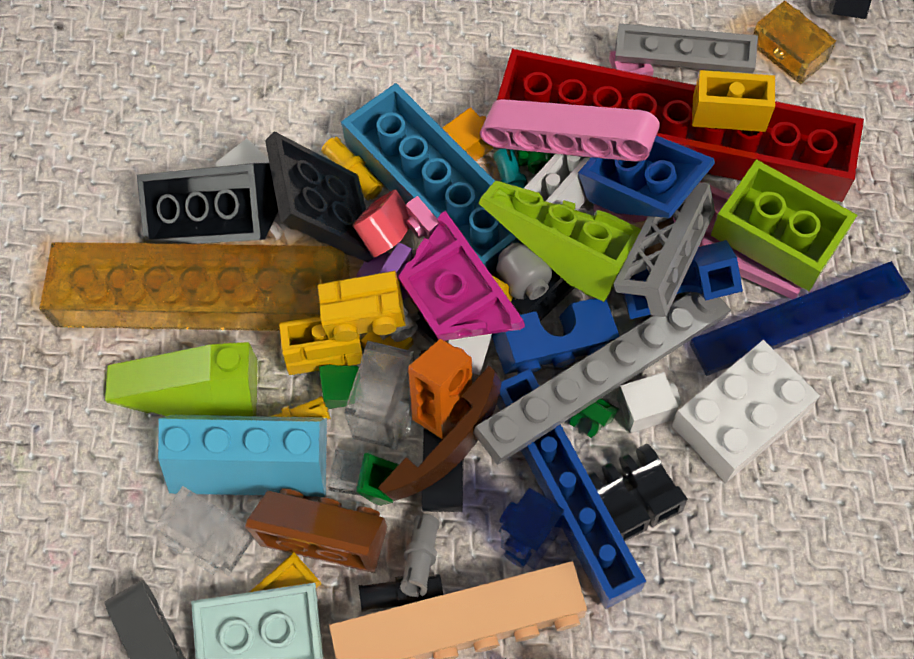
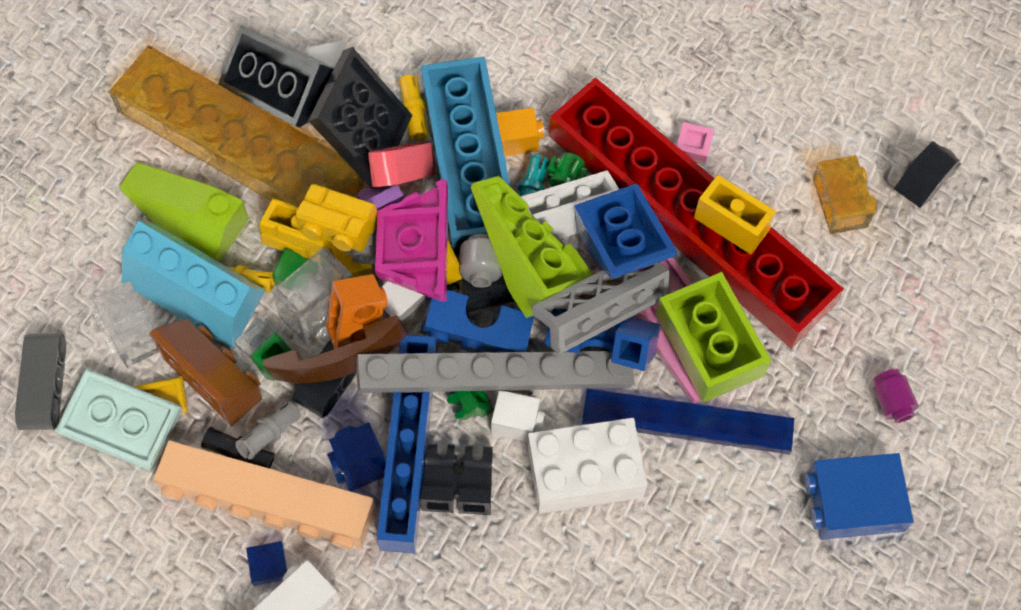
camera: 25 degrees right, 0 degrees up
(421, 219) = (429, 174): bright pink plate -> none
(571, 129) = (589, 168): bright pink beam -> none
(686, 48) = (744, 152): light grey fence -> none

